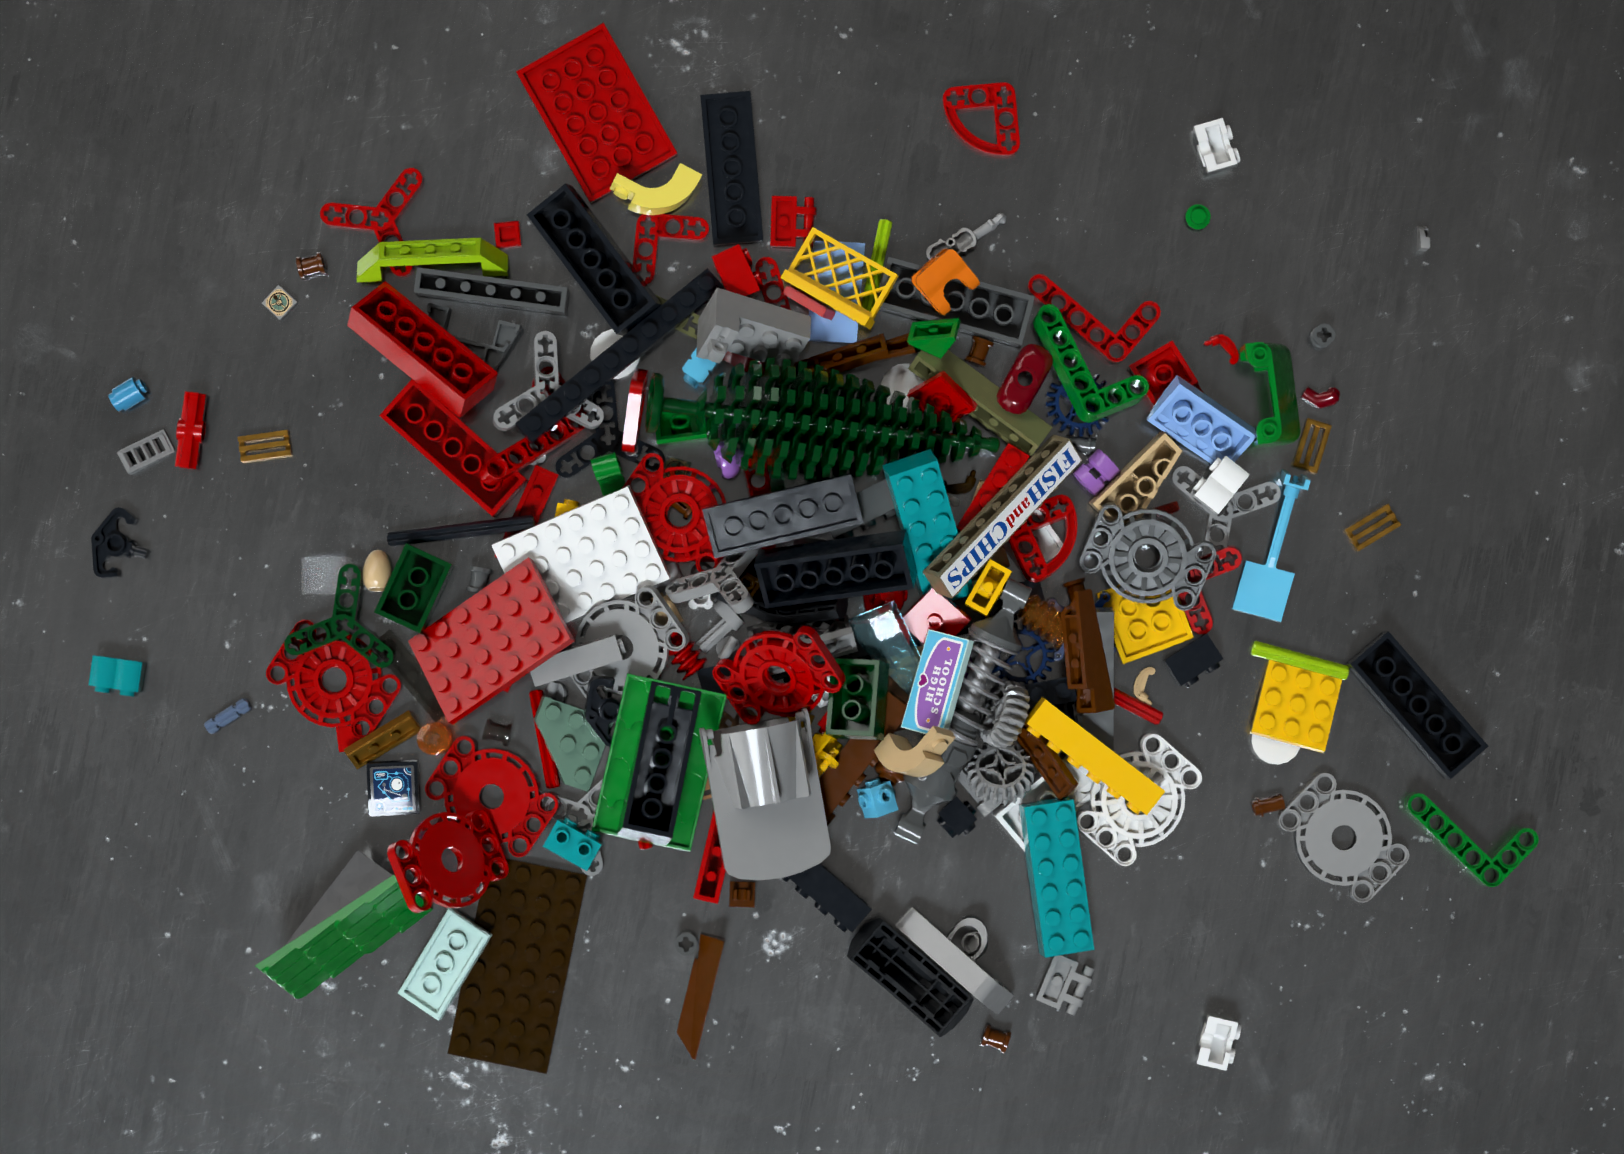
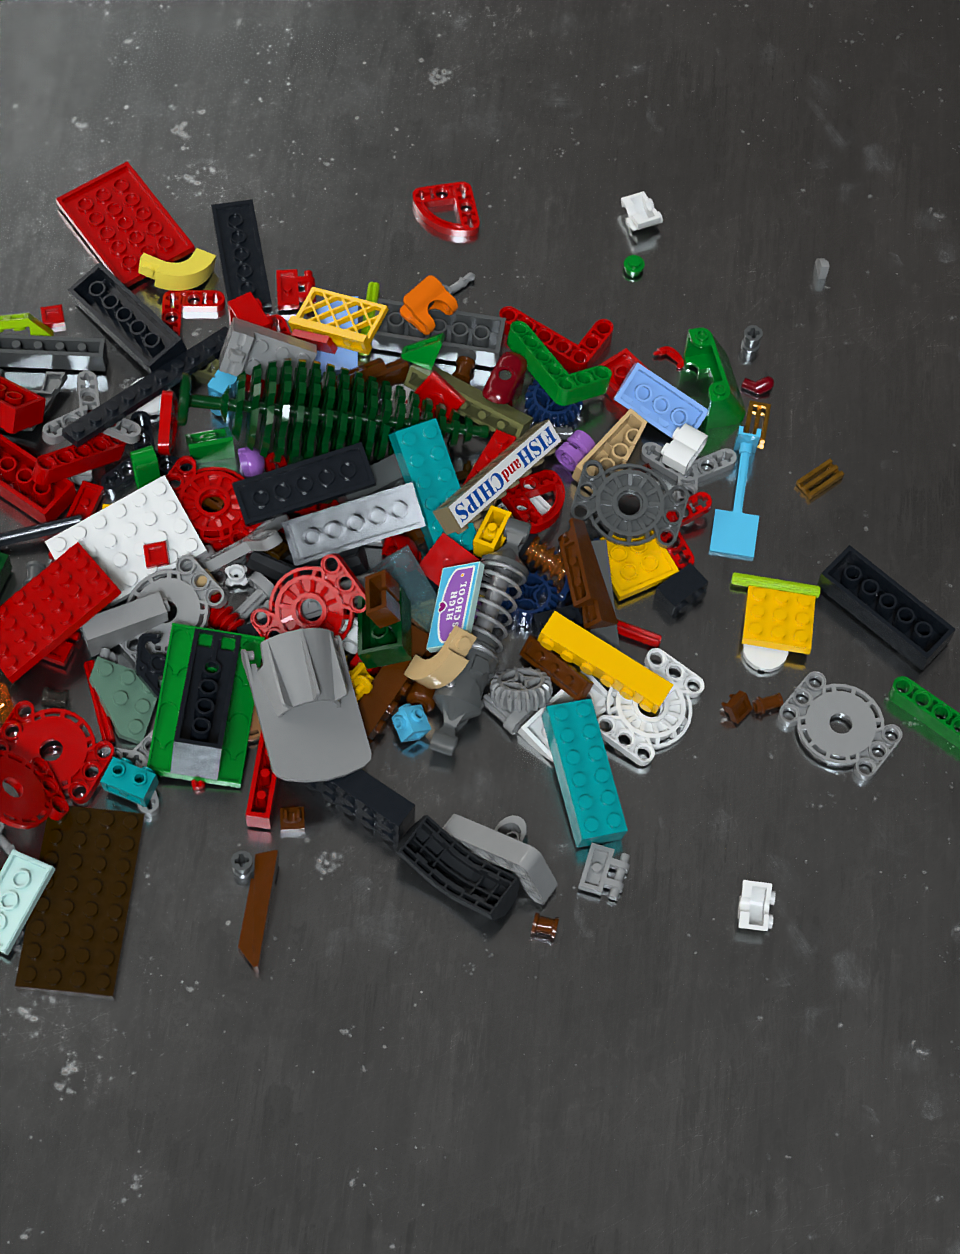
camera: 10 degrees left, 25 degrees down
(614, 581) = (156, 555): none -> red tile
(855, 681) = (382, 598): none -> reddish brown piece
(957, 817) = (486, 734): black brick -> none
(1007, 714) = (521, 637): light grey gear -> none
(1140, 684) = (637, 615): tan piece -> none
(1234, 808) = (738, 706): none -> reddish brown tile

